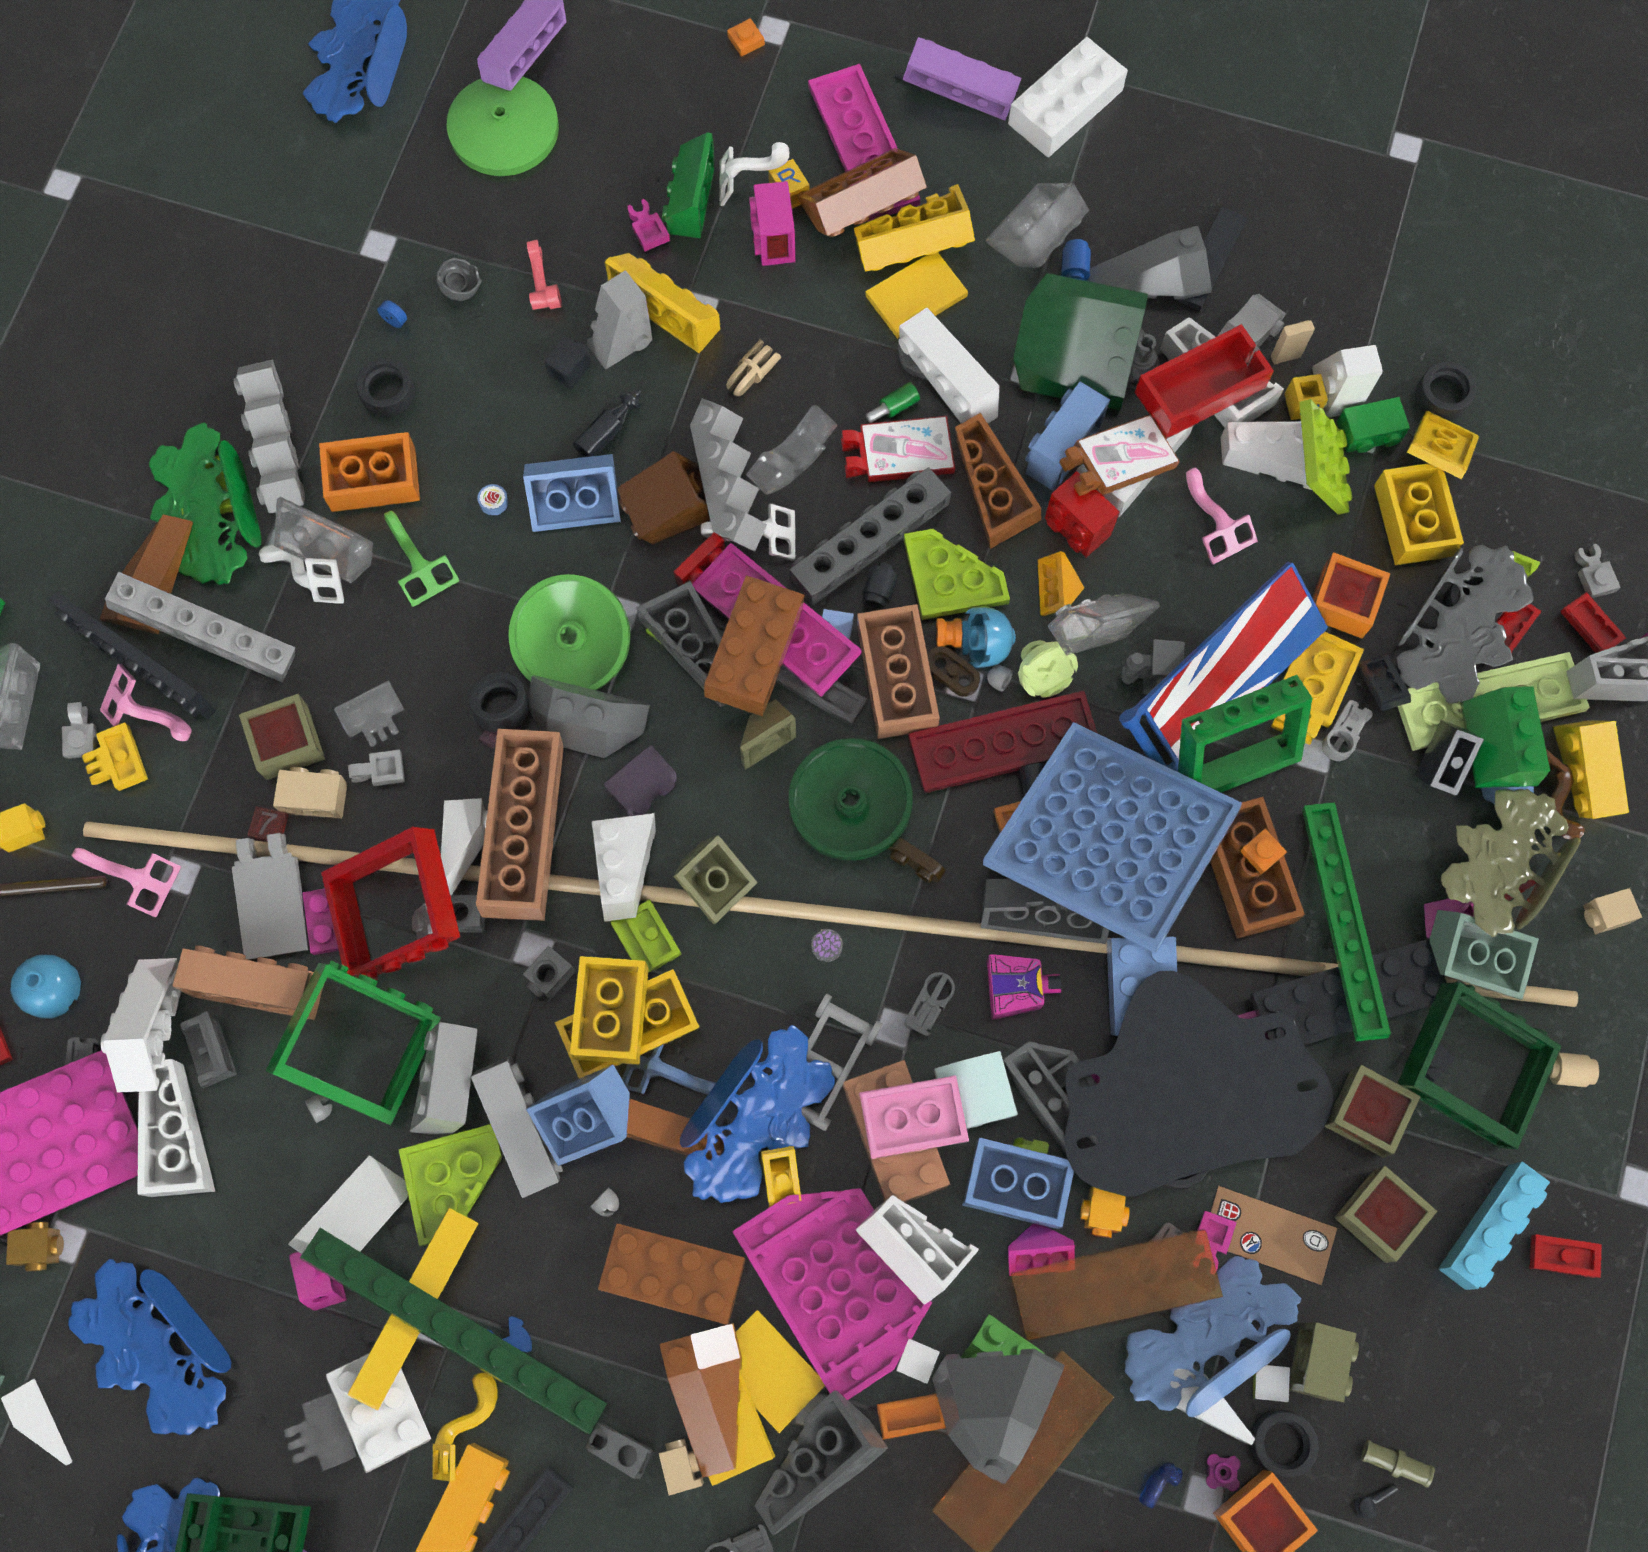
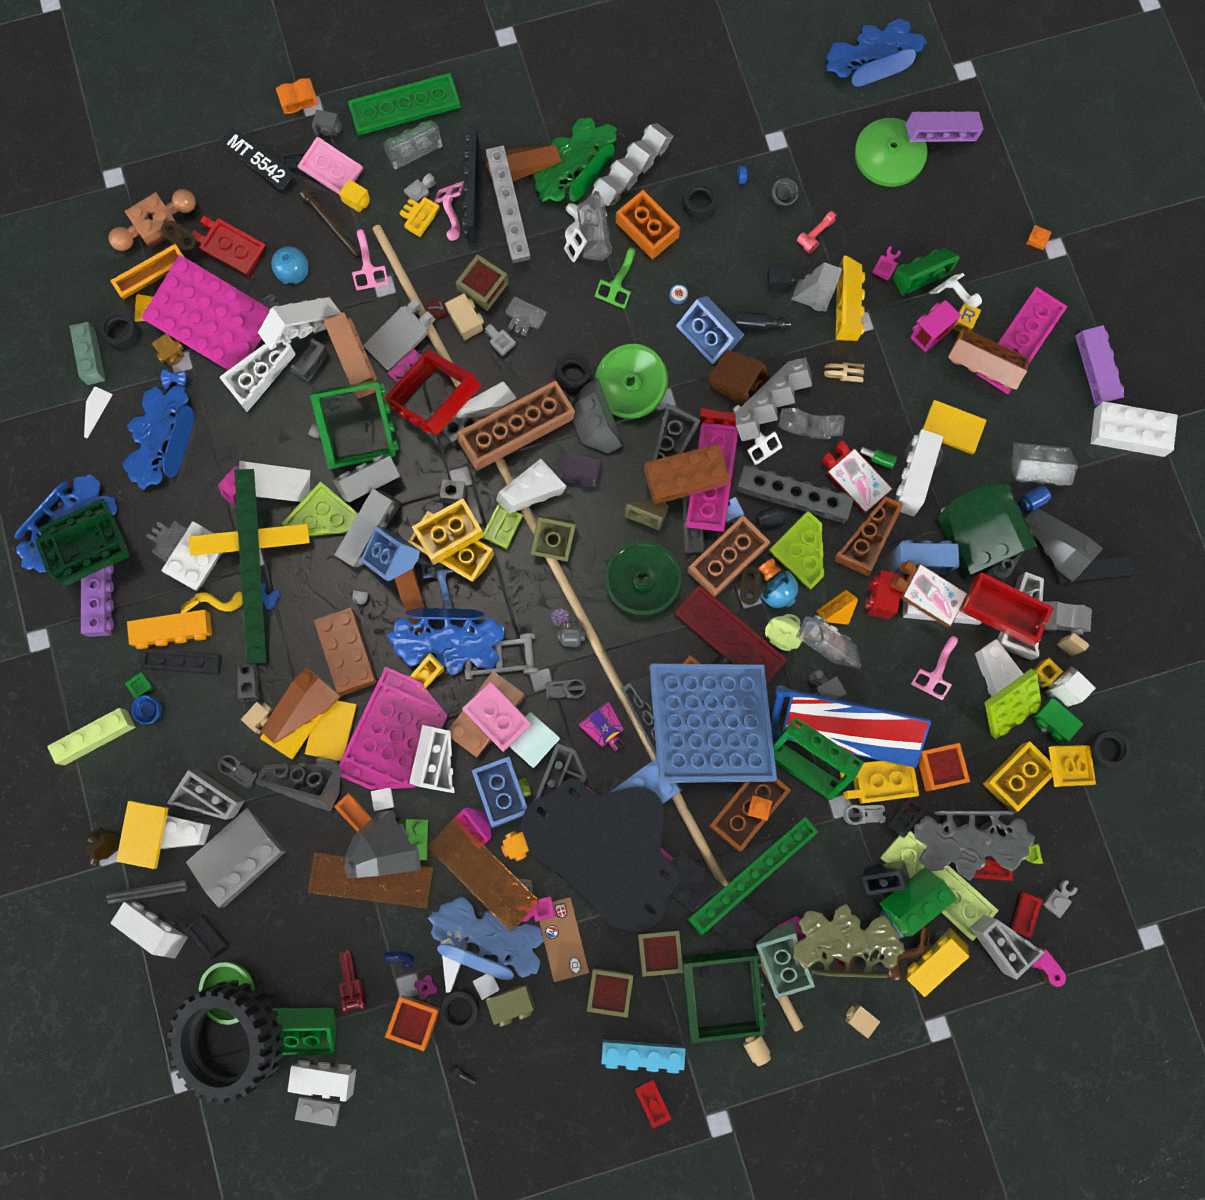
camera: 55 degrees right, 5 degrees up
(74, 1275) = (168, 377): none -> blue piece
(861, 944) = (571, 634): none -> dark grey head
(915, 231) = (987, 401): yellow wedge -> none
(925, 866) = (634, 640): dark brown plate -> none
(999, 677) = (764, 612): light grey hinge -> none
(1397, 1463) = (487, 1075): olive pin -> none

